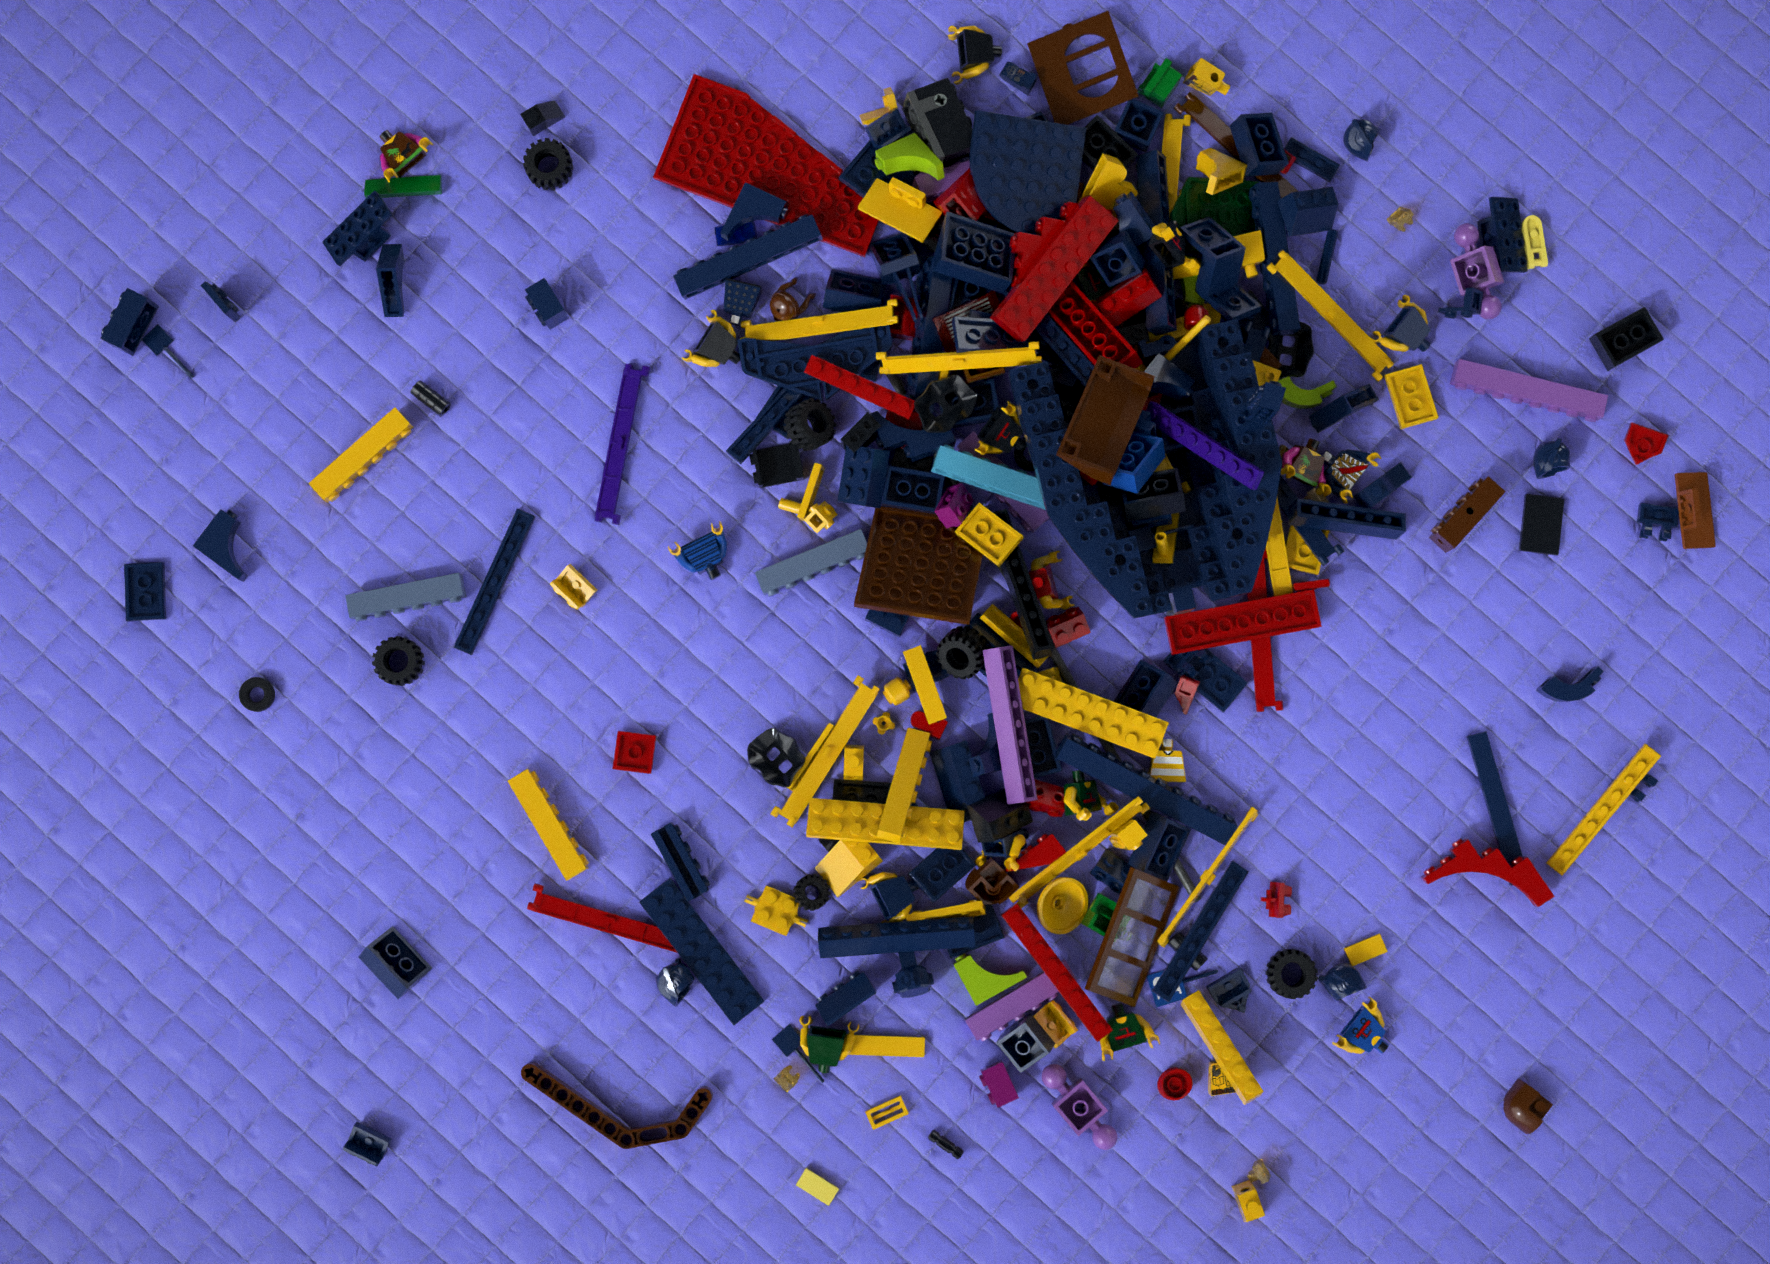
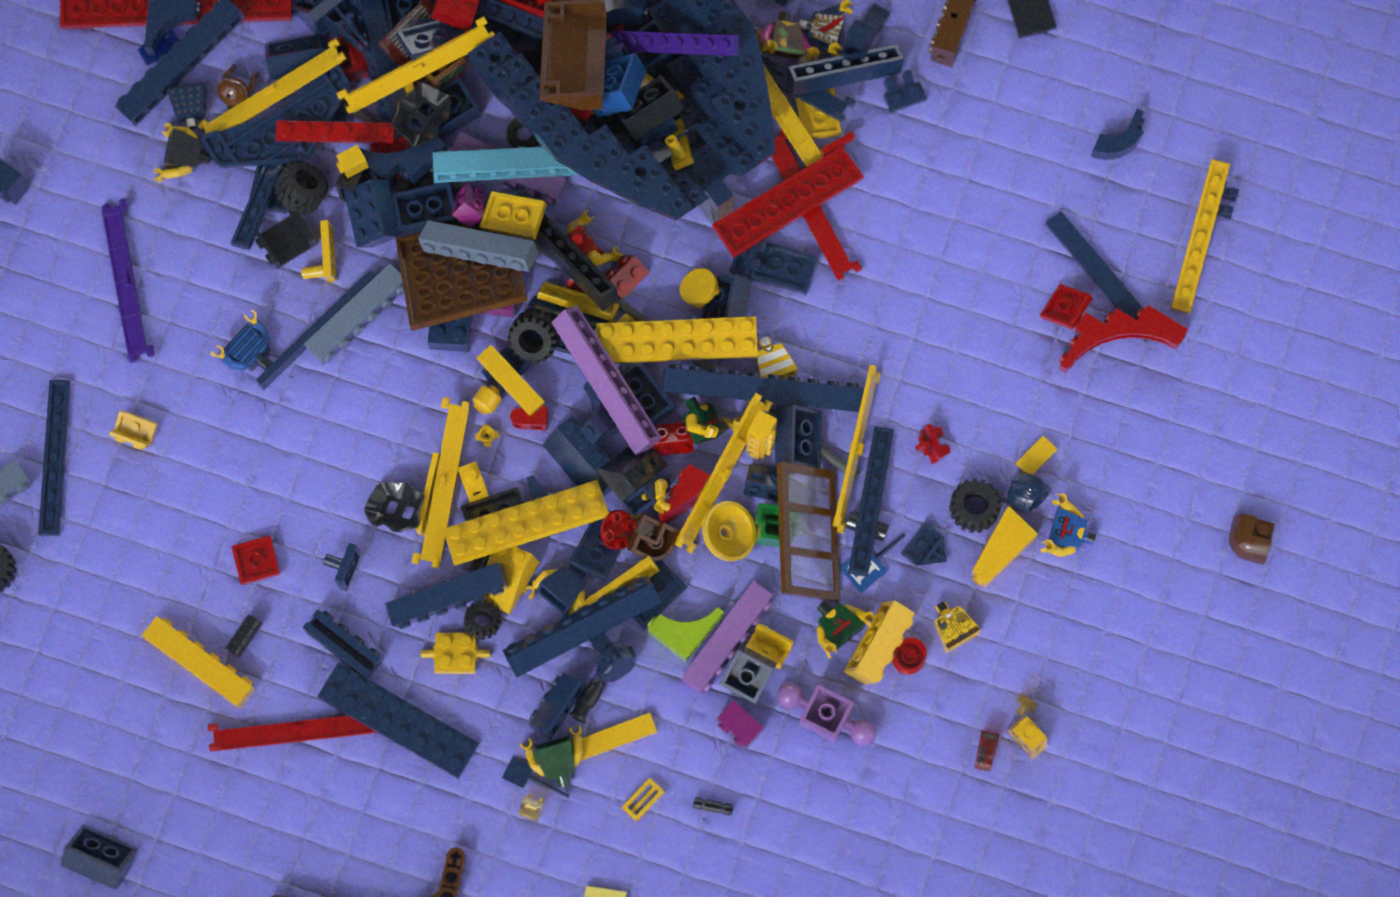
camera: 20 degrees left, 10 degrees down
(597, 817) = (243, 635): none -> black axle
(674, 982) = (383, 759): dark blue helmet -> none
(710, 793) = (344, 566): none -> dark blue tile
(750, 571) = (298, 347): none -> dark blue tile
(789, 859) = (447, 595): none -> dark blue brick
(821, 516) = (347, 268): yellow brick -> none
(863, 426) = (351, 161): none -> yellow brick
(875, 1003) = (587, 700): none -> black piece
(903, 786) = (529, 479): yellow brick -> none
(946, 551) = (478, 246): none -> sand blue brick
(963, 862) = (617, 529): none -> red dish
(1001, 432) = (486, 119): torso -> none
(1056, 972) = (748, 592): red brick -> none
(1128, 667) = (699, 287): none -> yellow tile
(1153, 1065) = (879, 643): none -> yellow brick
(1186, 691) = (763, 289): tile -> none
(1205, 1198) = (986, 750): none -> clear red leg
(1221, 1047) = (937, 598): yellow brick -> none
(1300, 1021) = (1004, 546): none -> yellow slope
(1390, 563) = (903, 97): none -> dark blue plate
(1452, 824) = (1066, 306): none -> red tile

